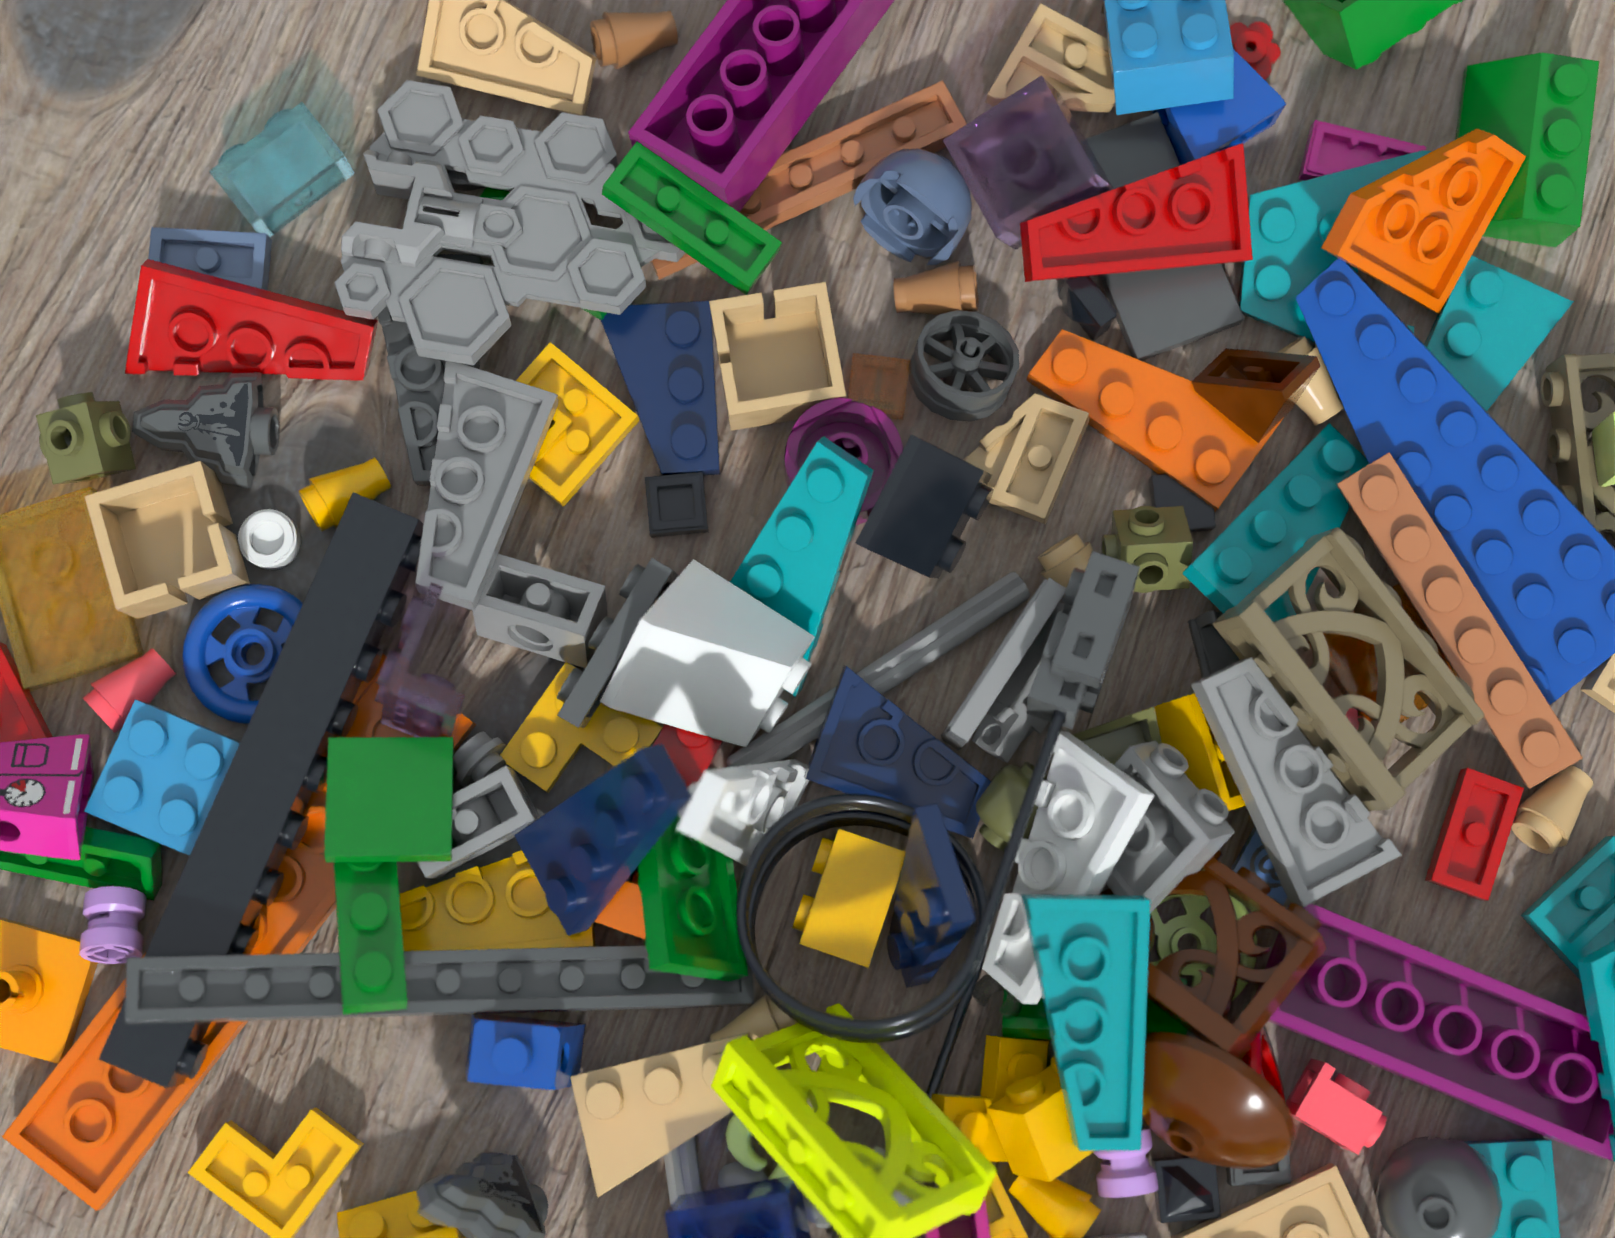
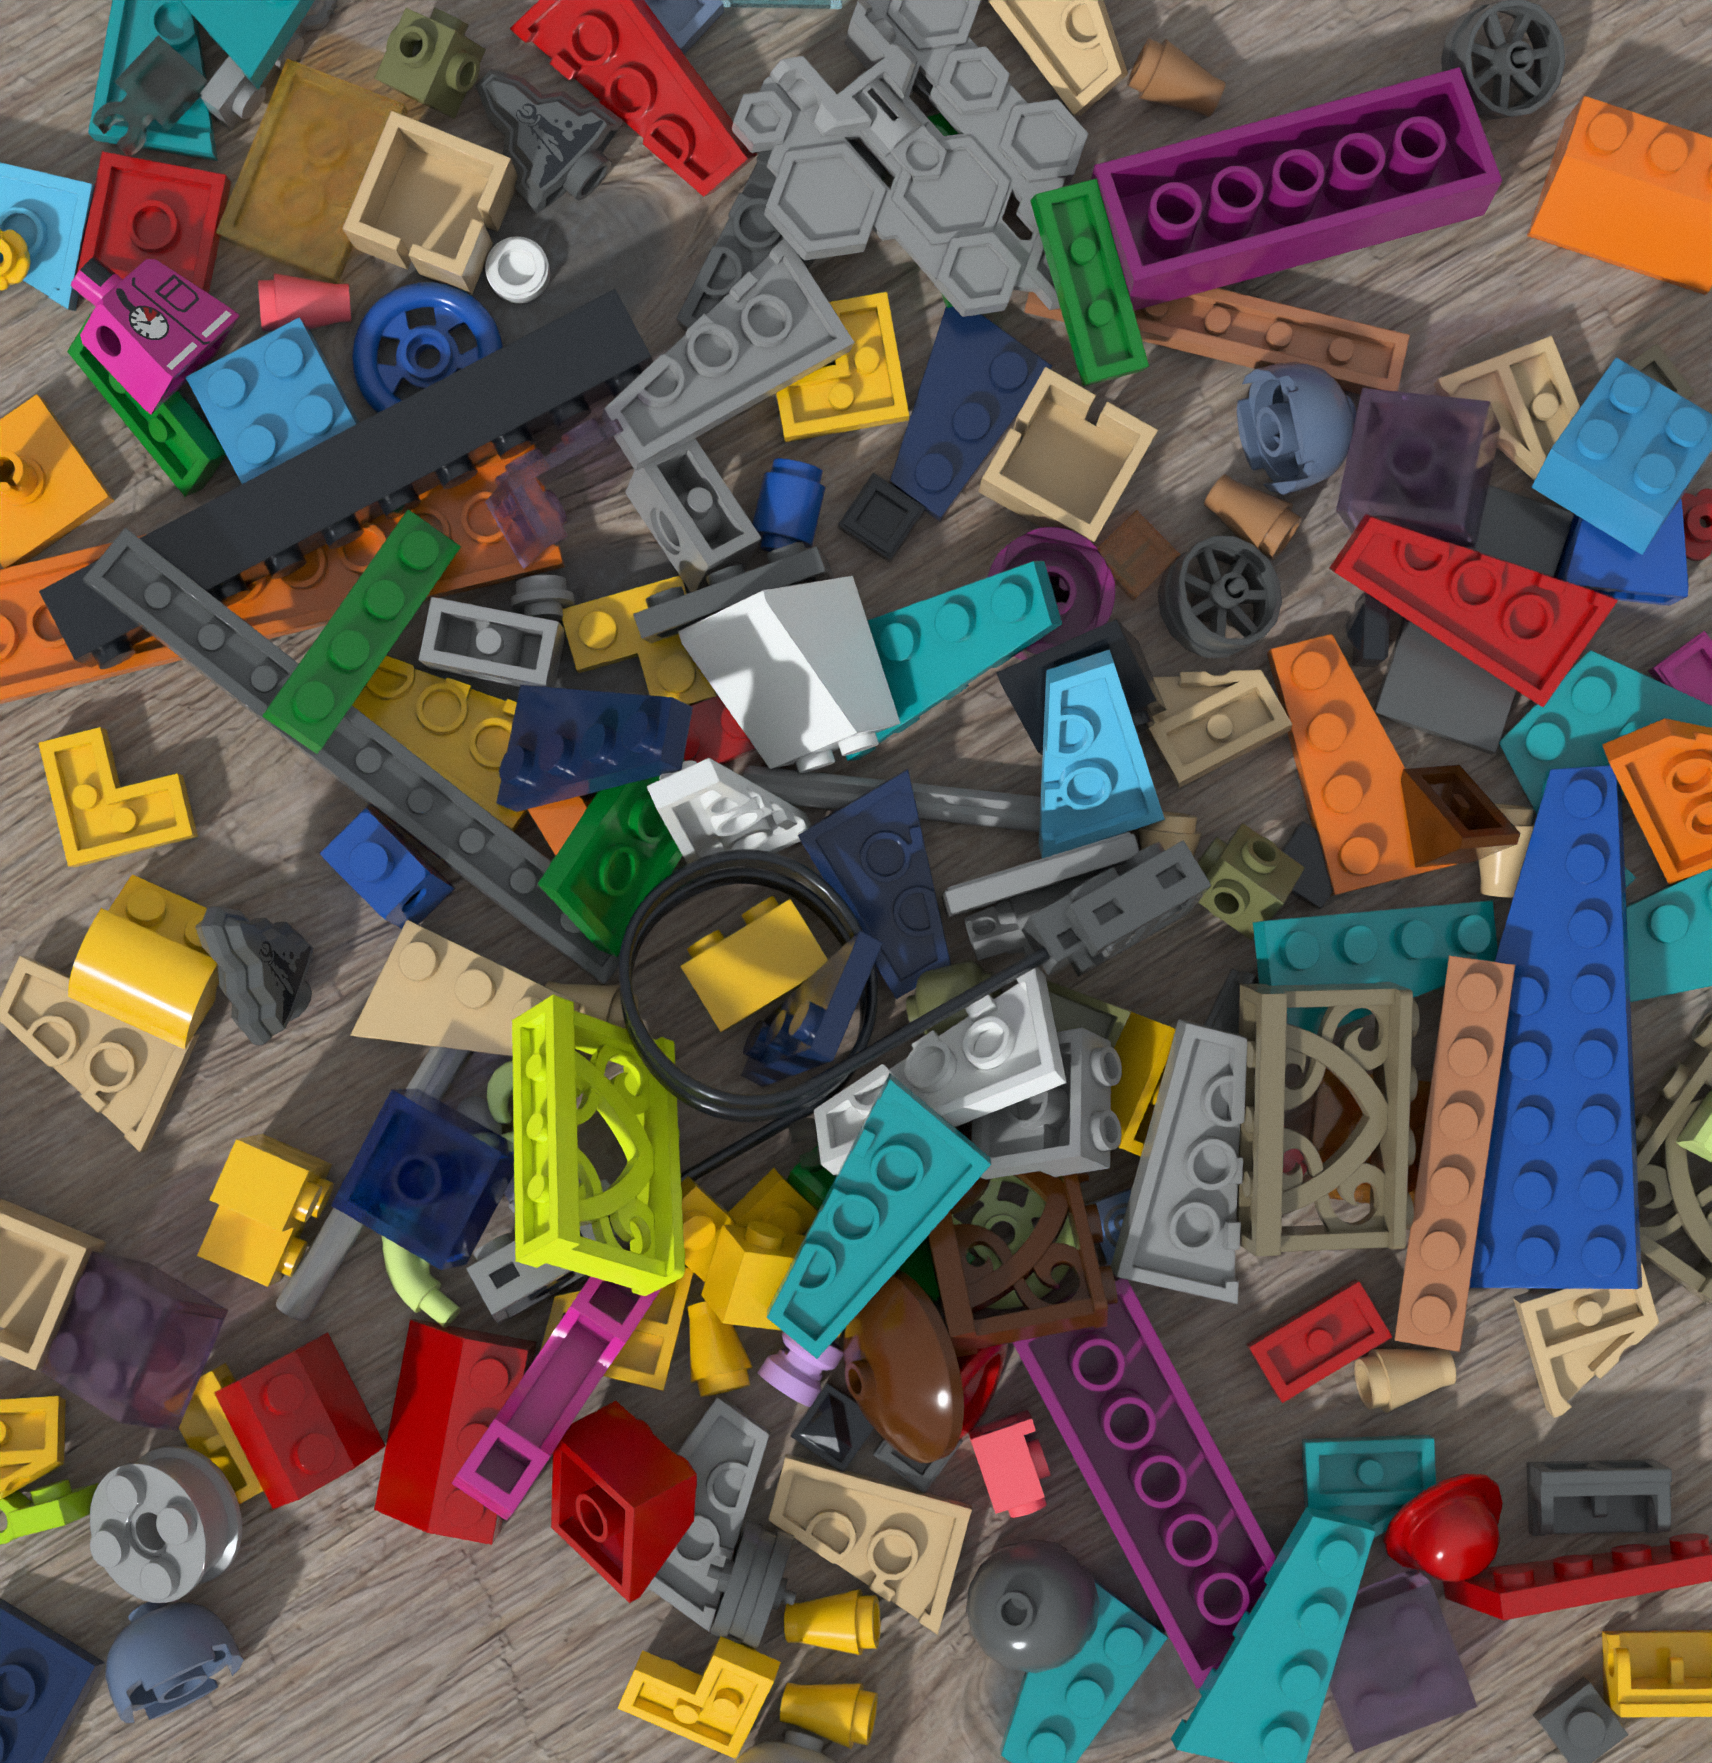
camera: 40 degrees right, 5 degrees up
(112, 925) = (135, 490): lavender wheel -> none
(330, 493) = (598, 272): yellow cone -> none
(389, 799) = (439, 571): green tile -> none
(603, 547) = (789, 504): none -> blue brick
(973, 550) = (1091, 759): none -> medium azure wing

